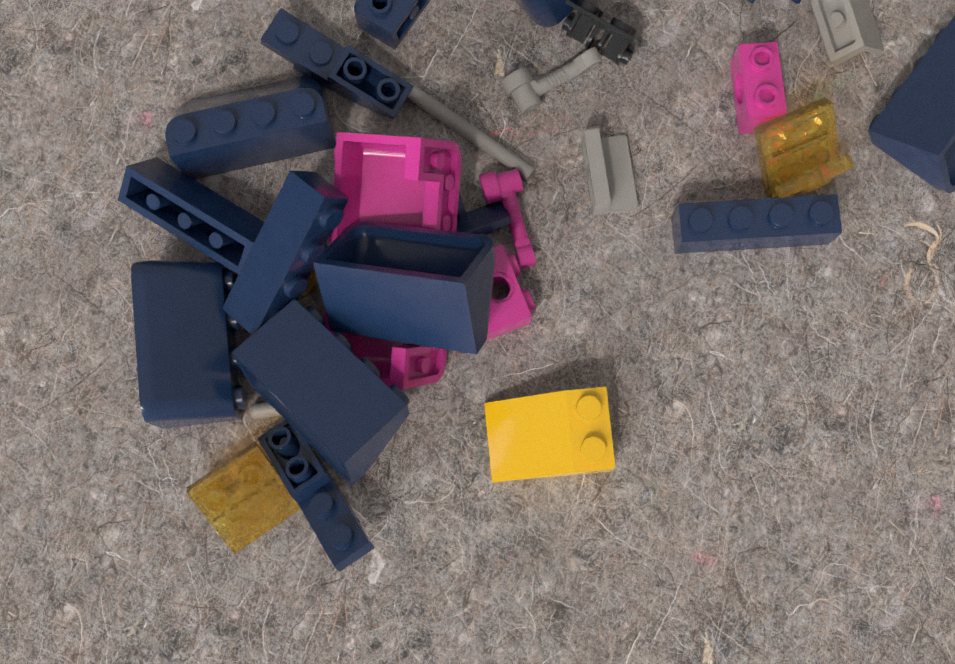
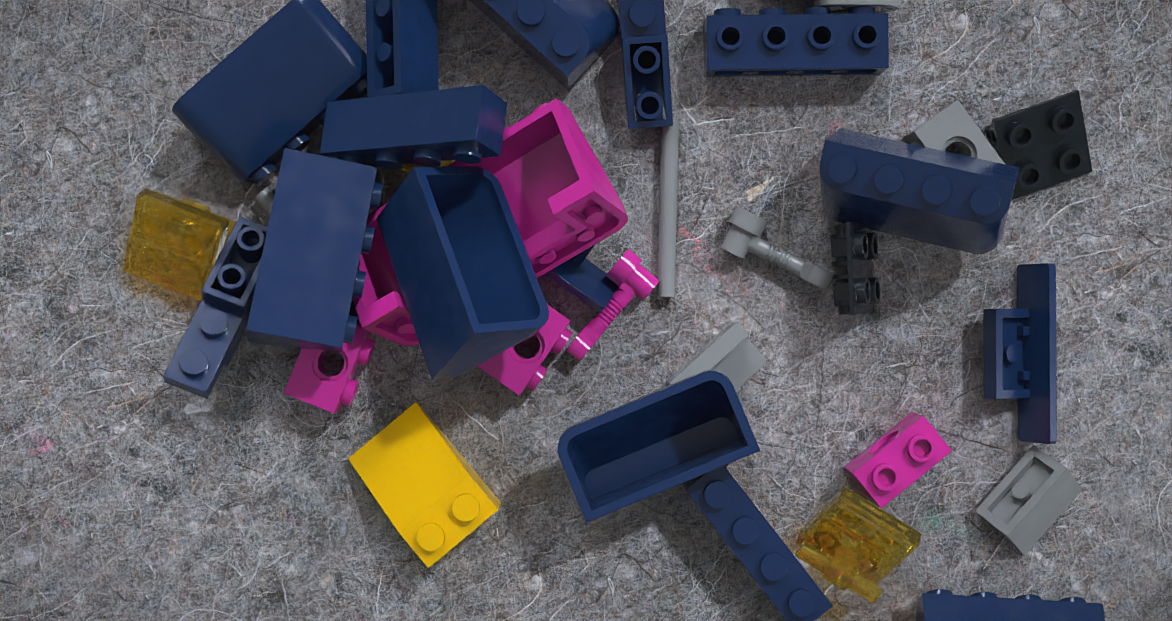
camera: 50 degrees right, 10 degrees up
(426, 462) = (317, 386): none -> dark pink brick
(633, 237) = (655, 443): none -> dark blue windscreen

